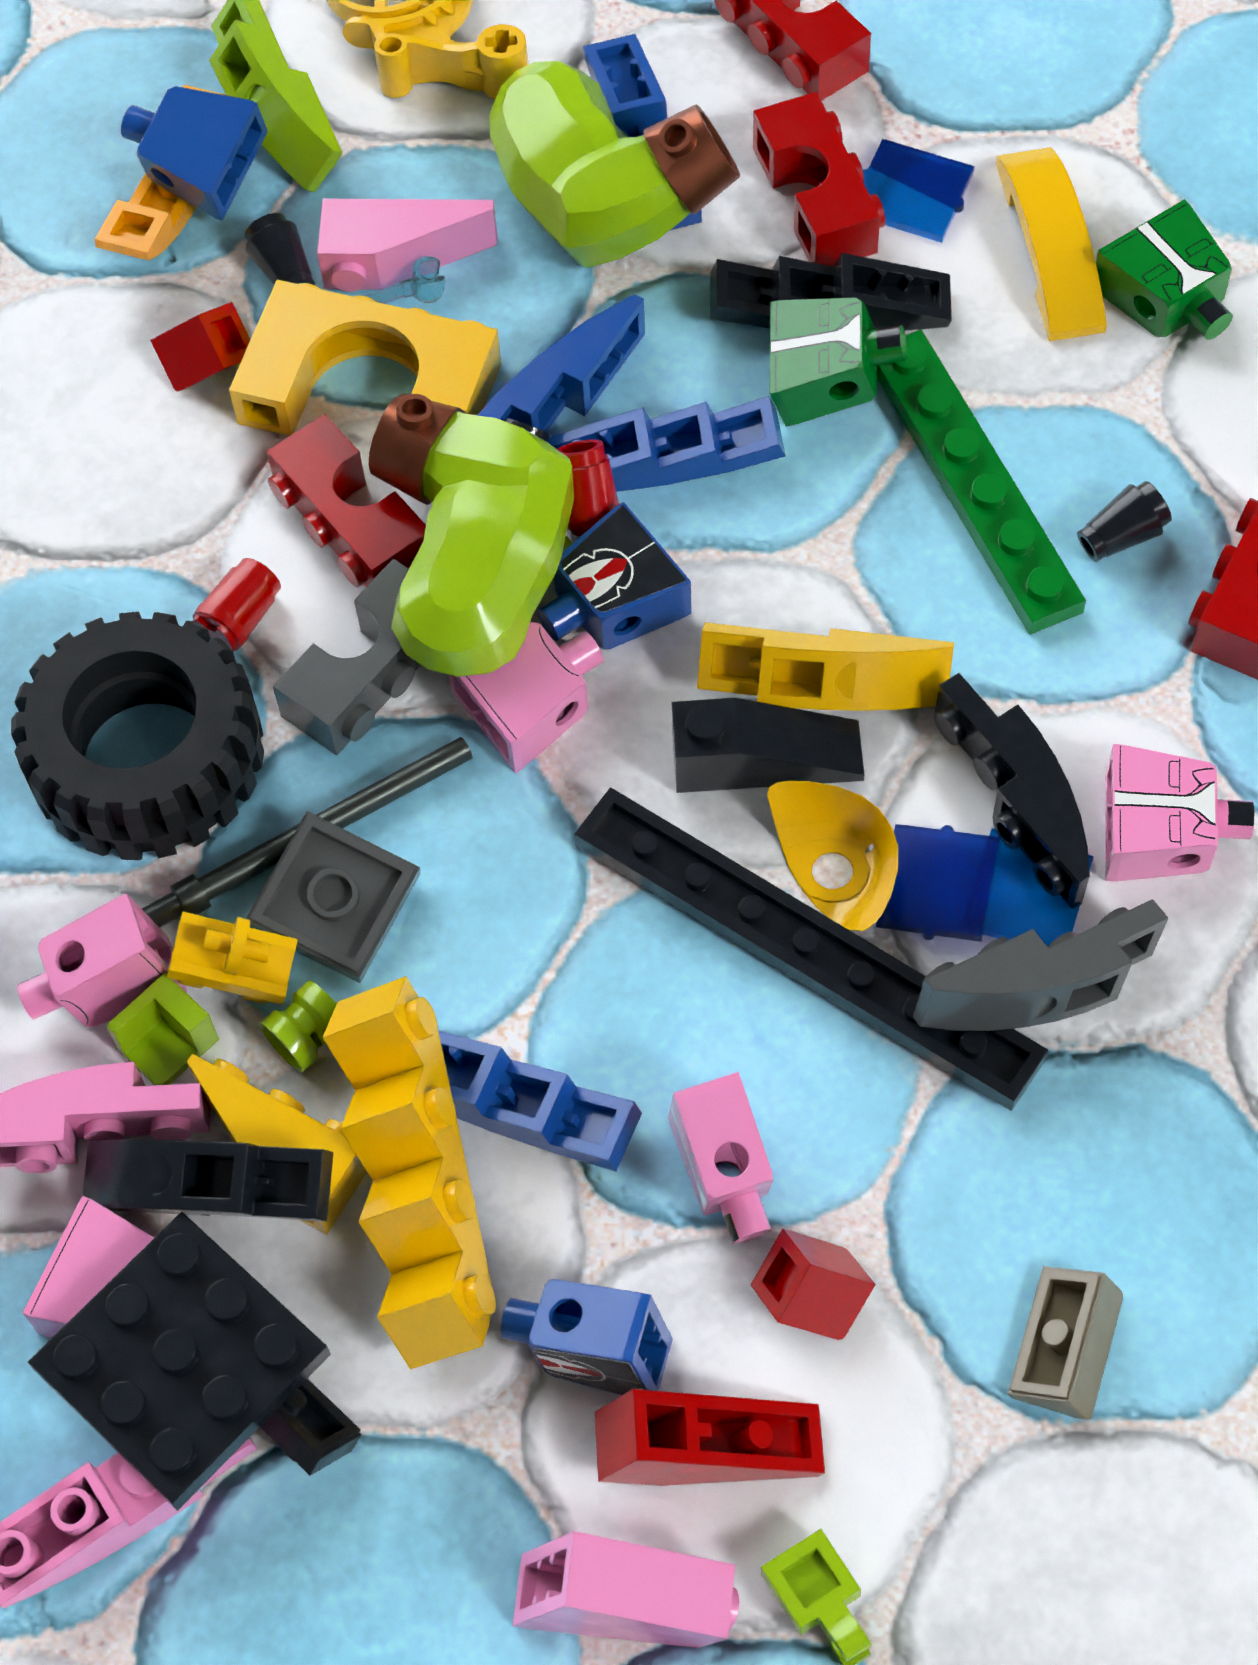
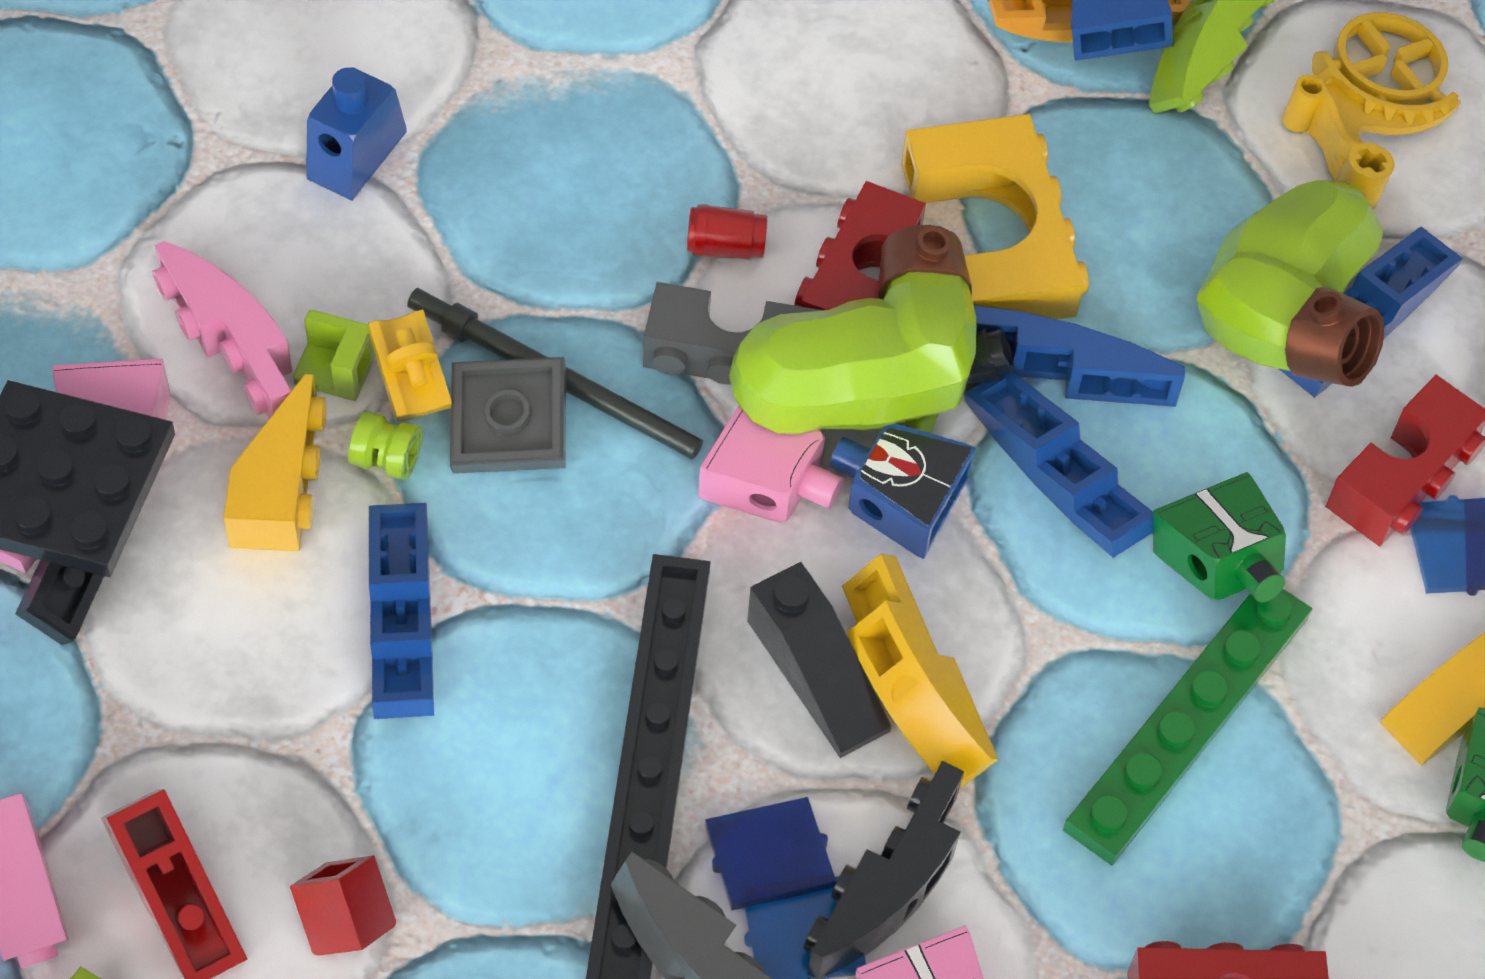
camera: 55 degrees right, 5 degrees down
(98, 964) = (358, 278): bright pink torso -> none
(118, 669) = (566, 162): black tyre -> none
(202, 346) = (945, 98): red panel -> none
(209, 1178) = (212, 435): black slope -> none
(278, 249) = (1069, 111): black cone -> none
(379, 240) = (1134, 183): bright pink slope -> none
(421, 1191) = (314, 553): yellow brick -> none
(423, 285) = (1117, 215): clear light blue hand -> none
(592, 484) = (980, 415): red piece -> none
(592, 1335) = (210, 743): torso -> none
(718, 1127) = (418, 781): bright pink torso -> none
(830, 819) = (769, 735): yellow piece -> none
(889, 290) = (1317, 538): black slope -> none
(1125, 522) = (1217, 855): black cone -> none

